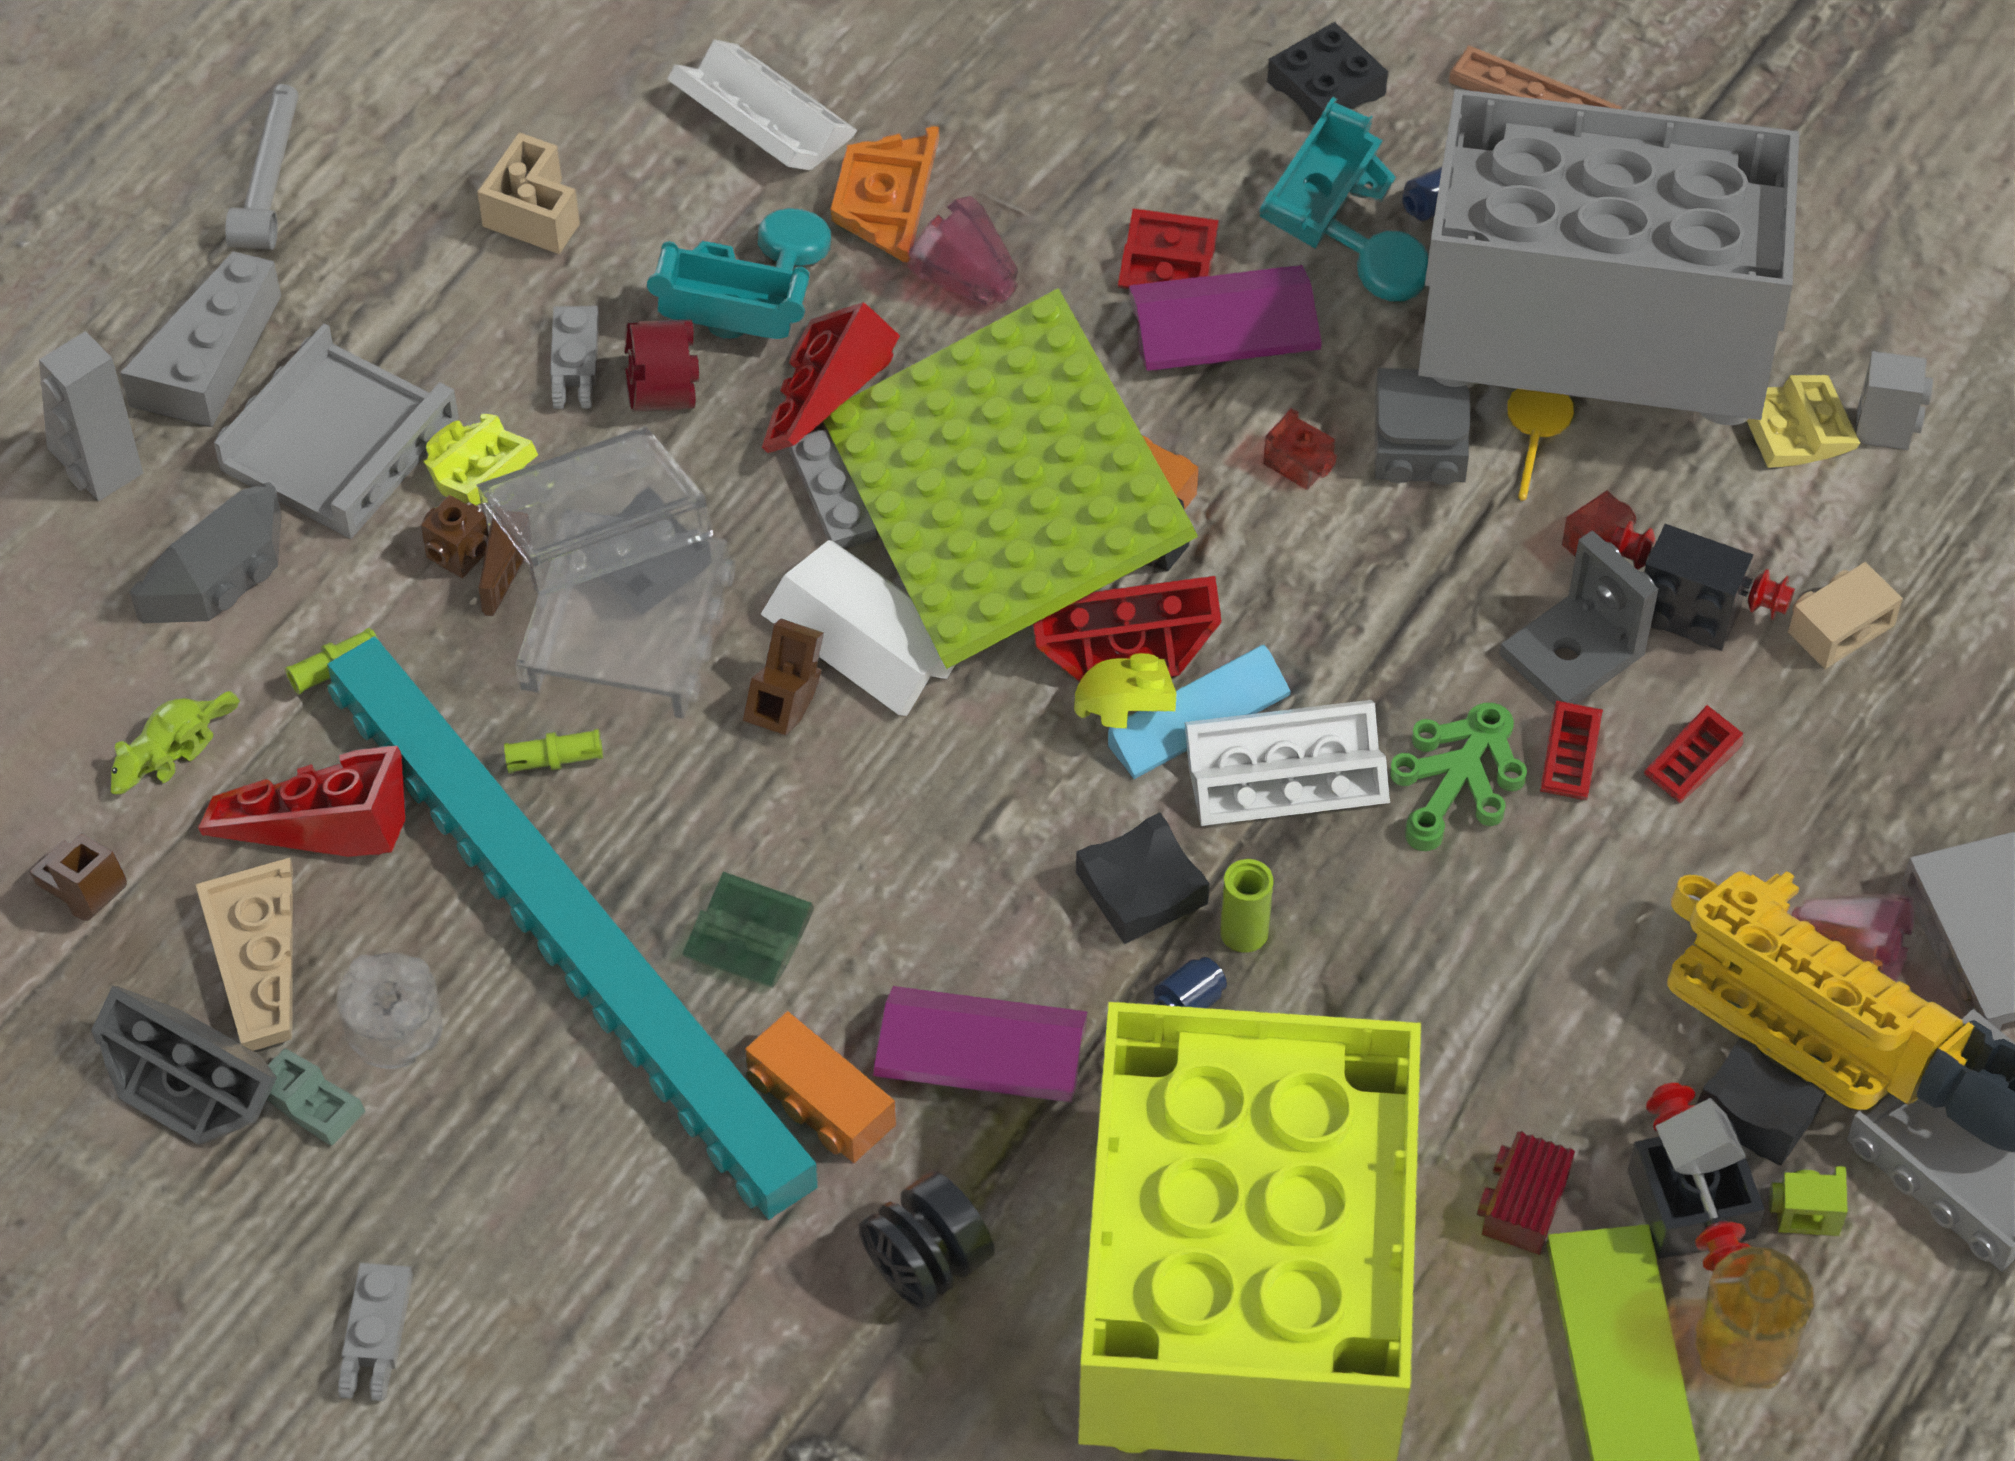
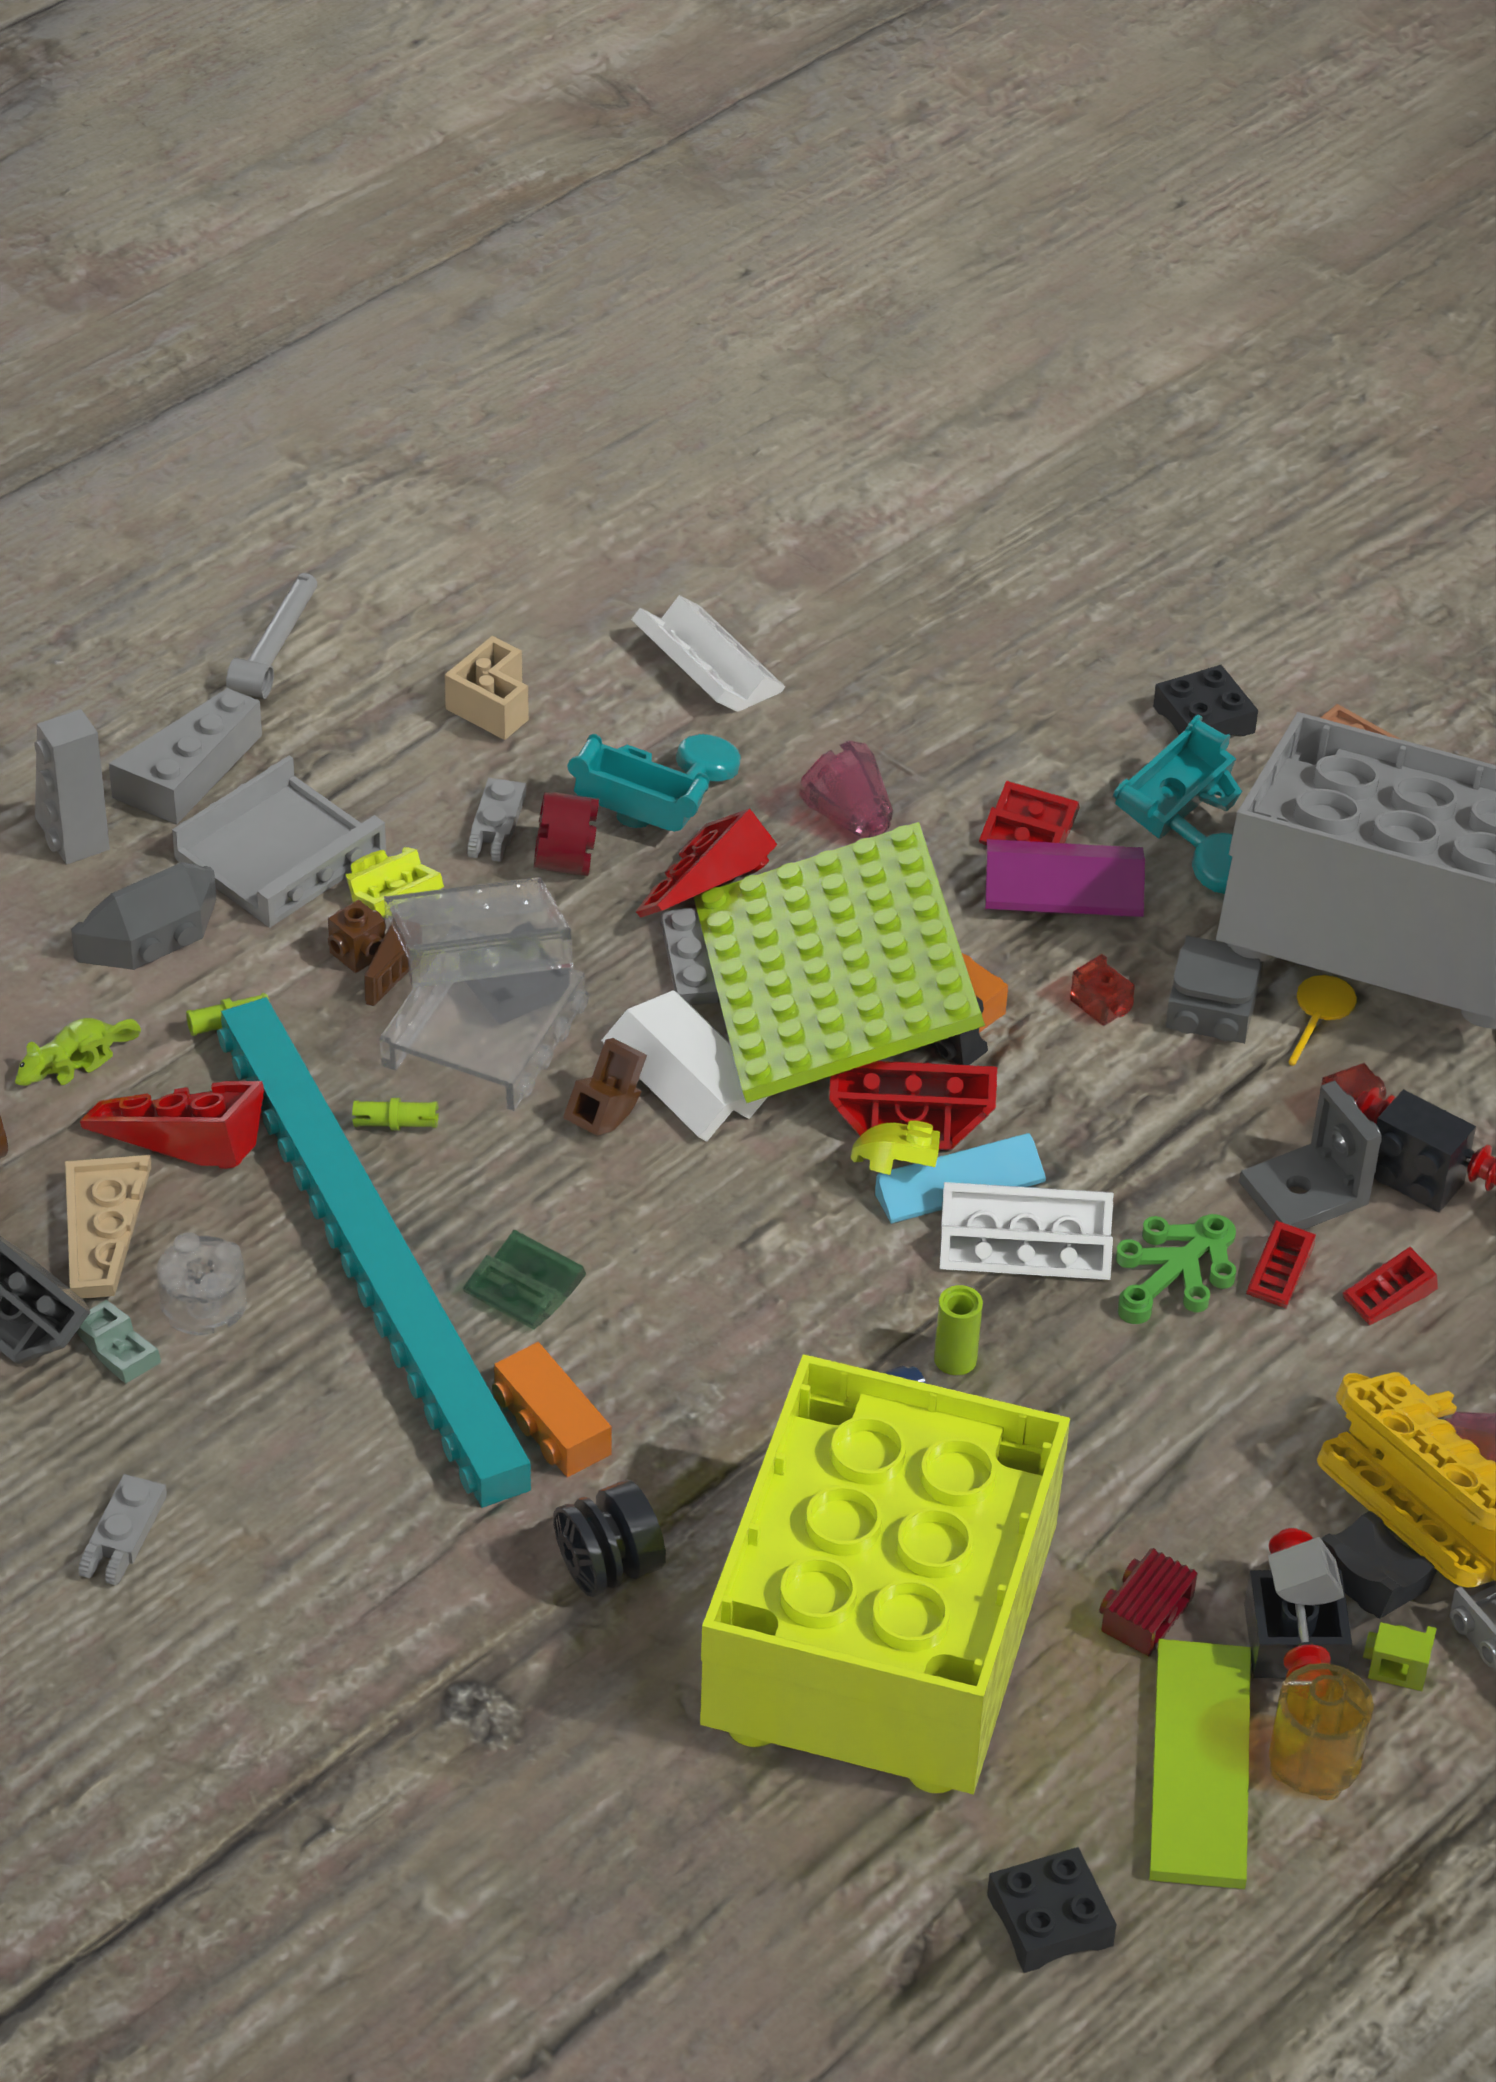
camera: 10 degrees right, 10 degrees down
(885, 190) = (796, 733): orange wing -> none
(980, 1043) = (695, 1399): magenta slope -> none
(1142, 879) = (874, 1298): black brick -> none

